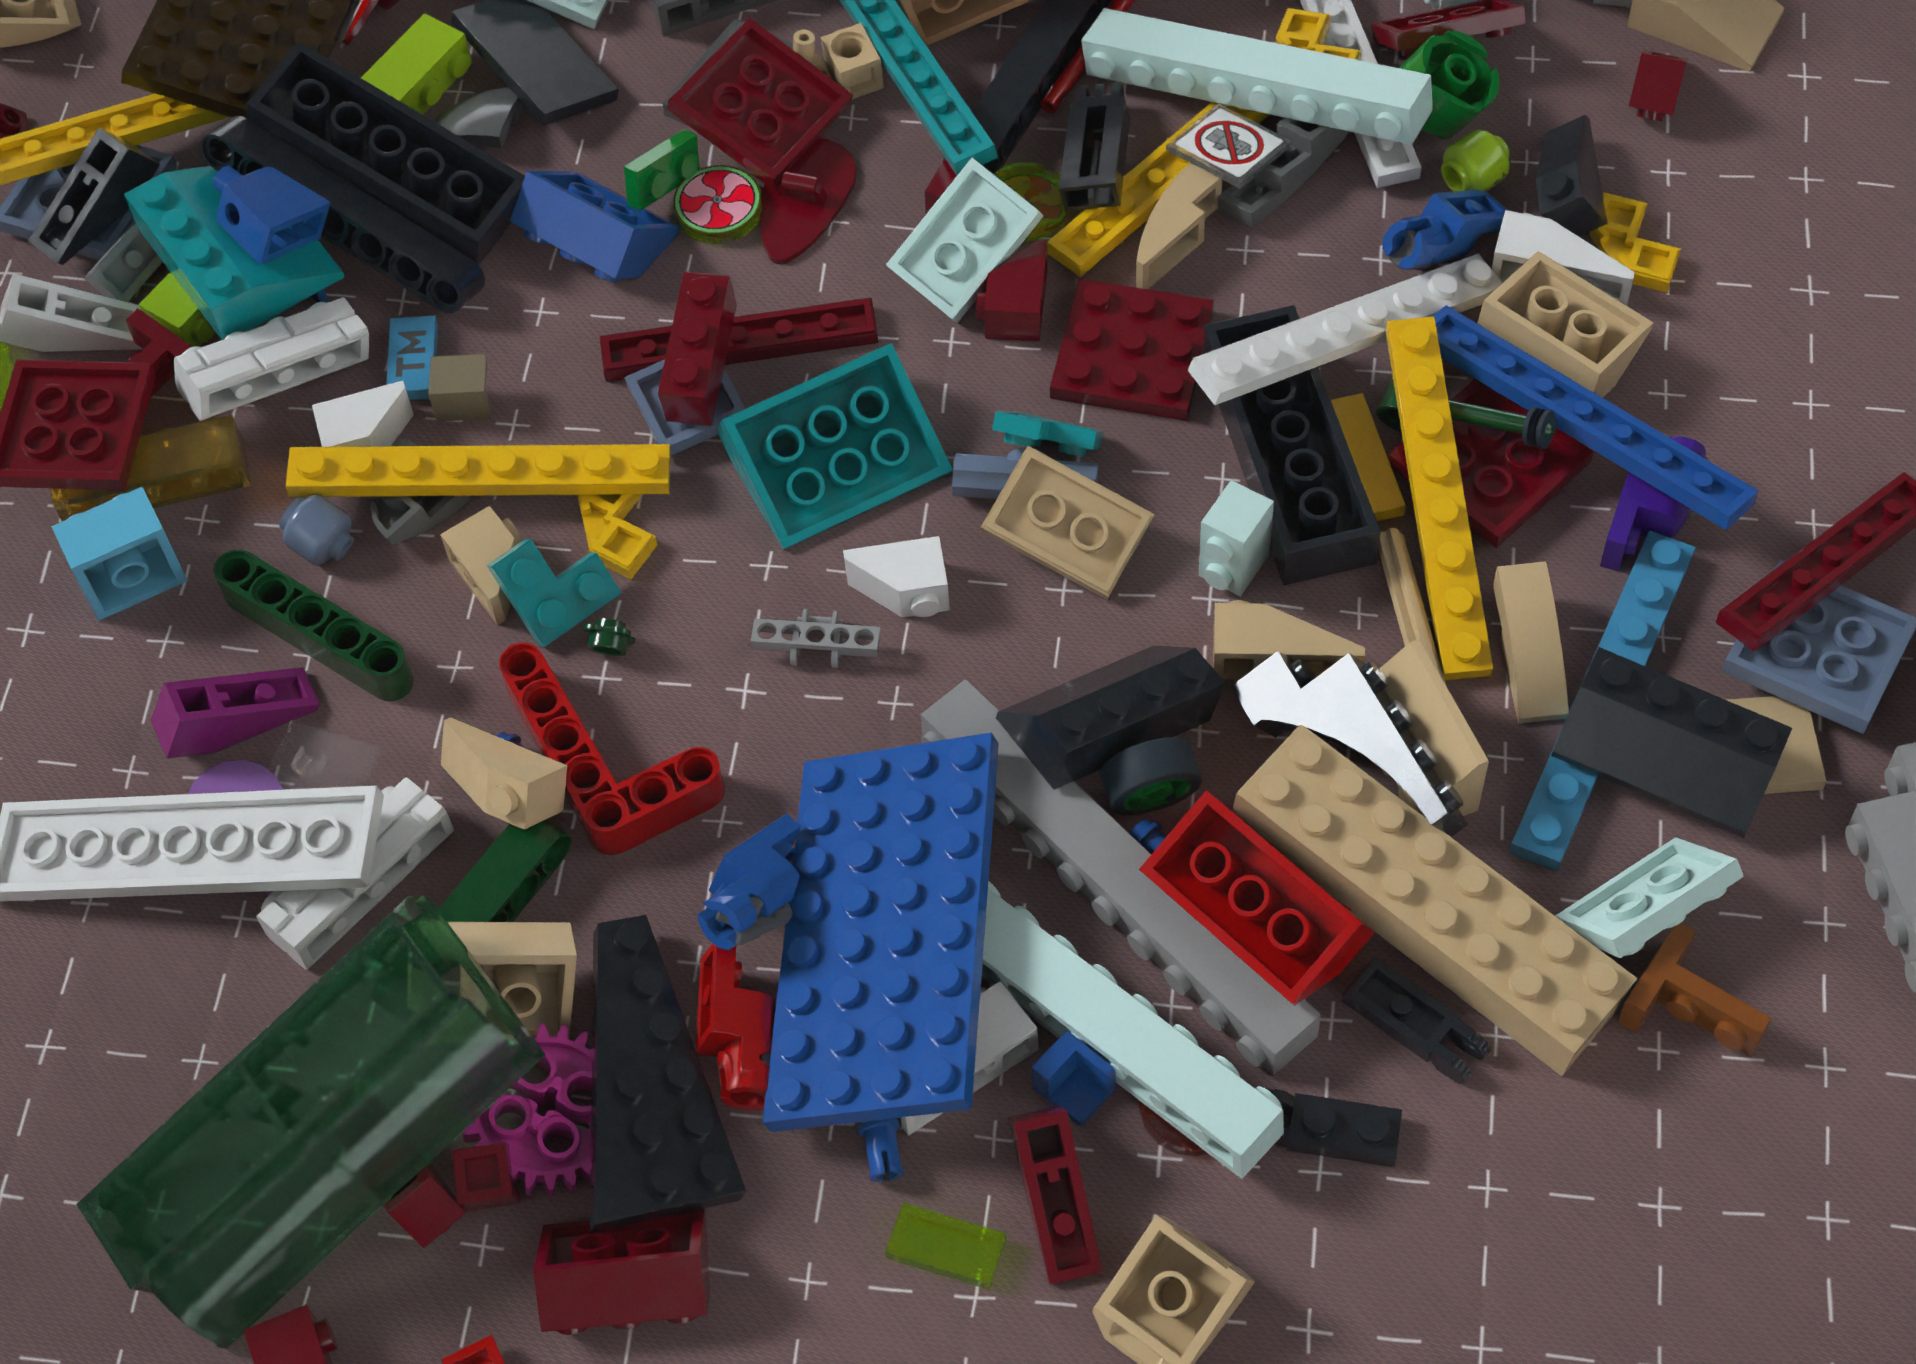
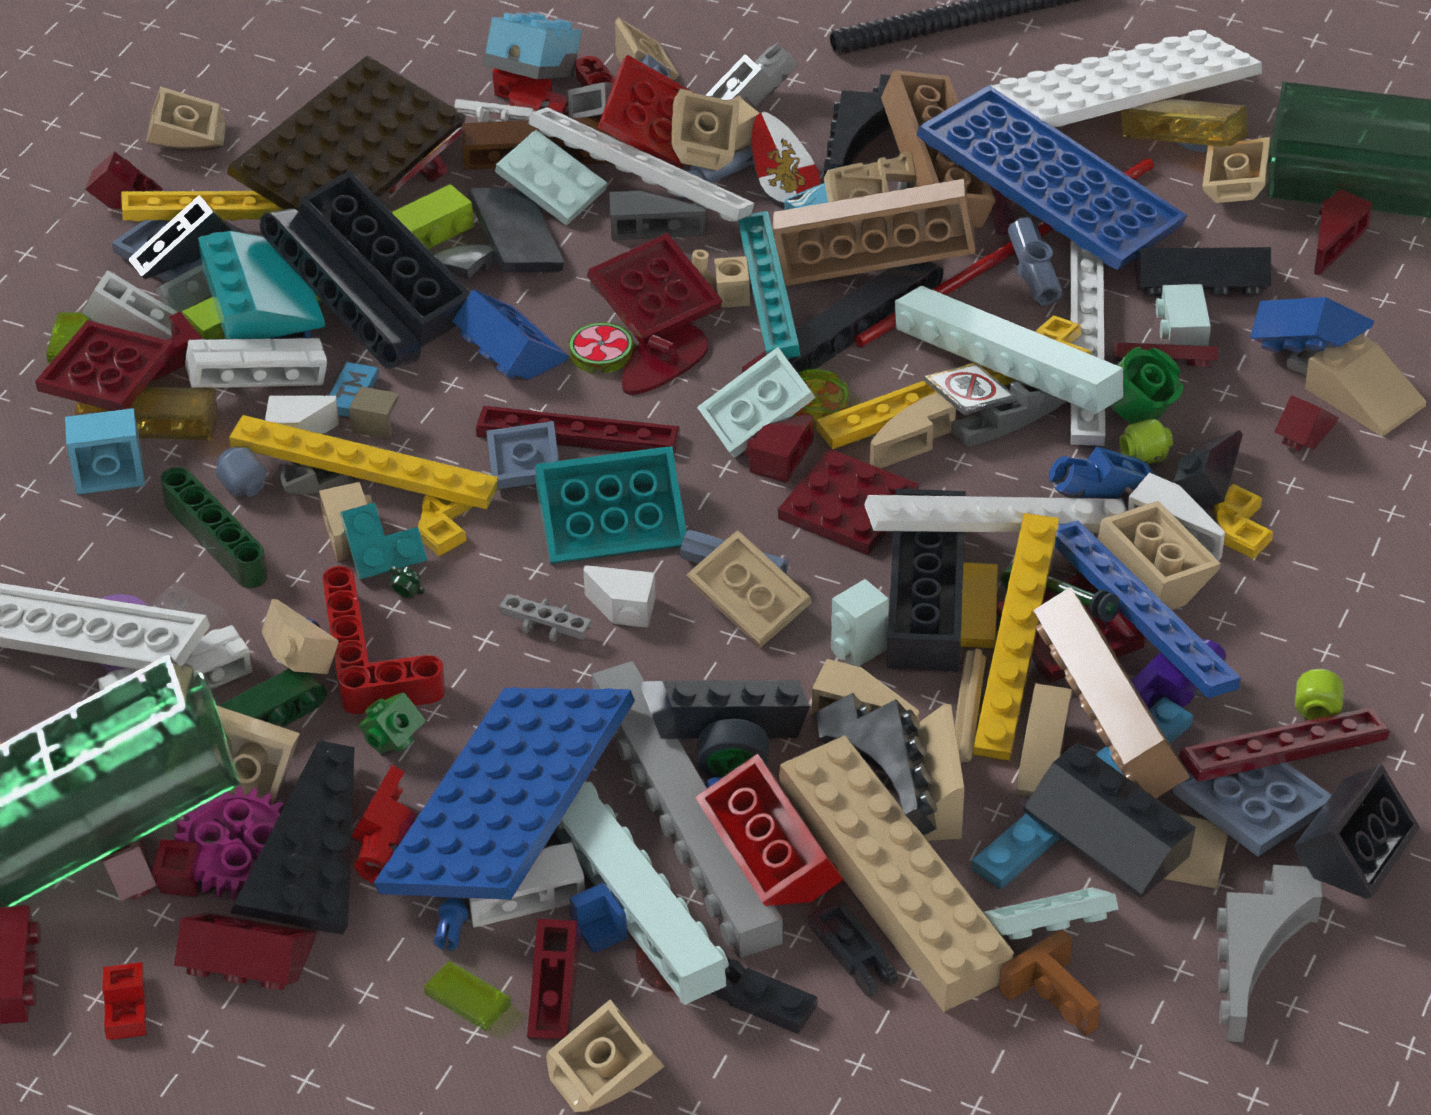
camera: 15 degrees right, 15 degrees down
(225, 710) = (133, 561): magenta slope -> none
(268, 212) = (288, 270): blue torso -> none
(661, 169) = (568, 314): green plate -> none
(681, 864) = (391, 723): none -> green brick
(697, 348) = (539, 420): dark red brick -> none
(753, 887) = (430, 741): blue plate -> none
(1030, 429) = (754, 529): teal plate -> none
(1095, 174) = (865, 386): black hinge -> none
(1615, 568) = (1108, 695): none -> brick
(1839, 475) = (1319, 694): none -> lime head

